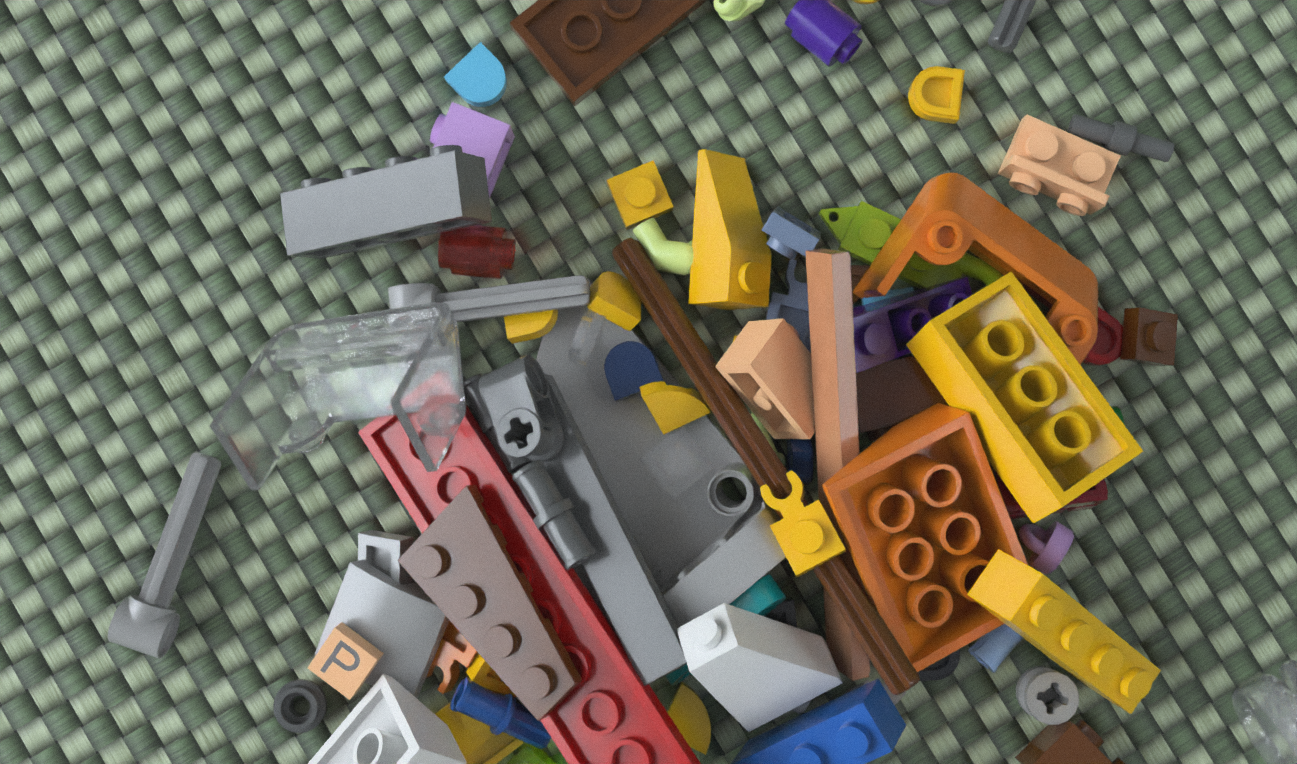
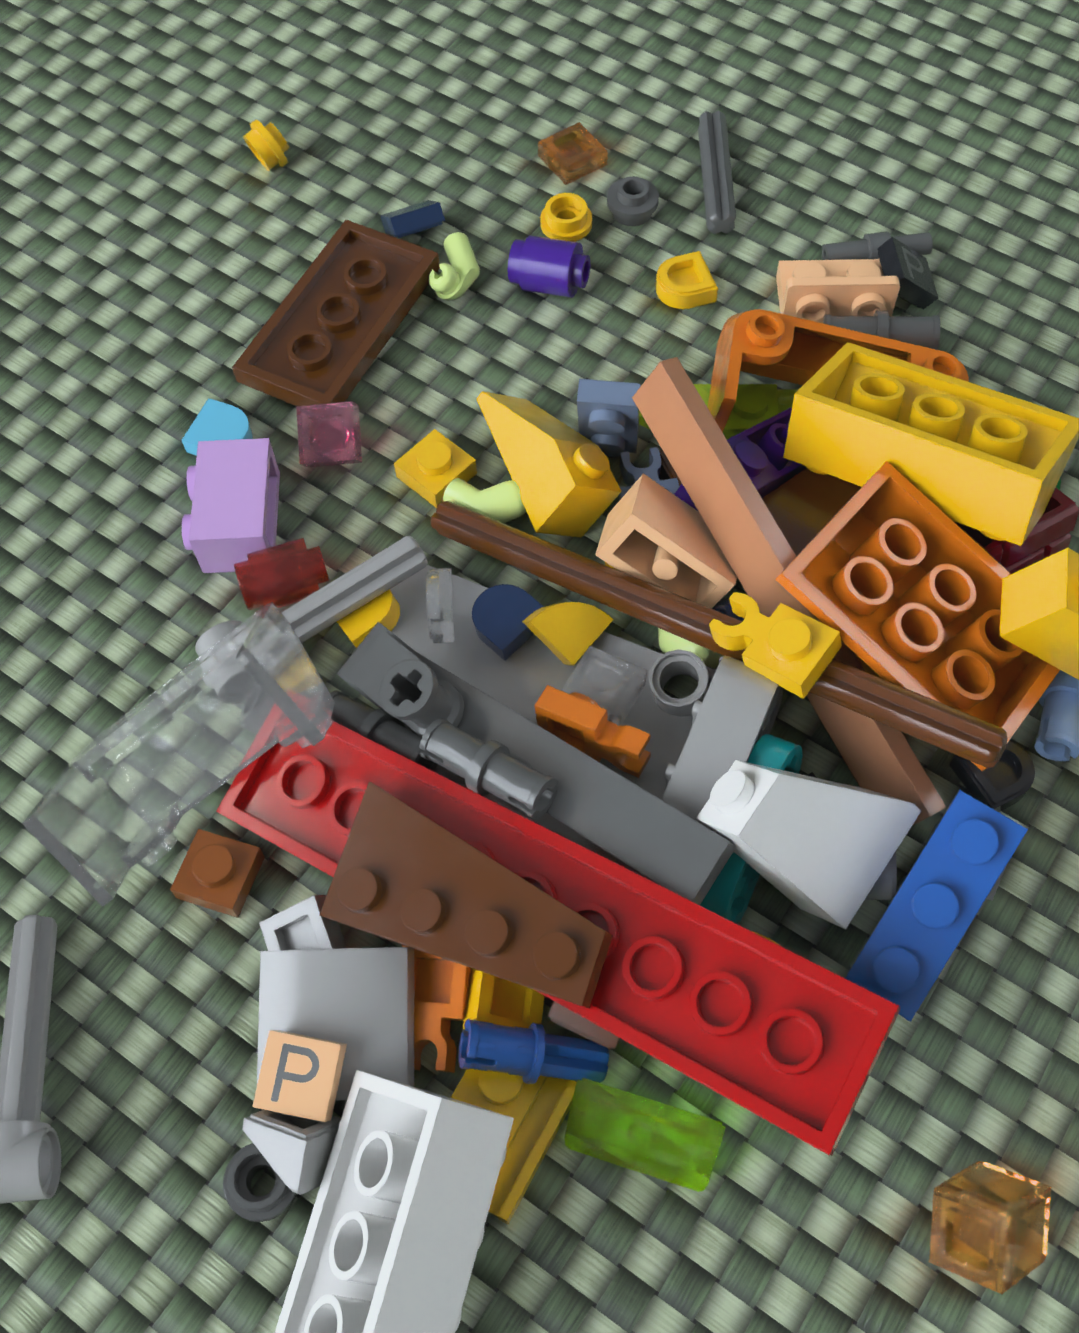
camera: 20 degrees left, 25 degrees down
(324, 704) = (293, 1146): none -> light grey slope
(344, 475) = (217, 873): none -> dark orange plate
(386, 204) = (159, 549): brick -> none
(564, 129) = (329, 434): none -> clear pink plate
(615, 299) = (464, 562): yellow tile -> none
(640, 494) = (586, 727): none -> orange plate
(1072, 232) = (908, 329): none -> dark grey pin
(1129, 181) = (911, 269): none -> black tile
(1149, 336) = (1016, 378): reddish brown plate -> none

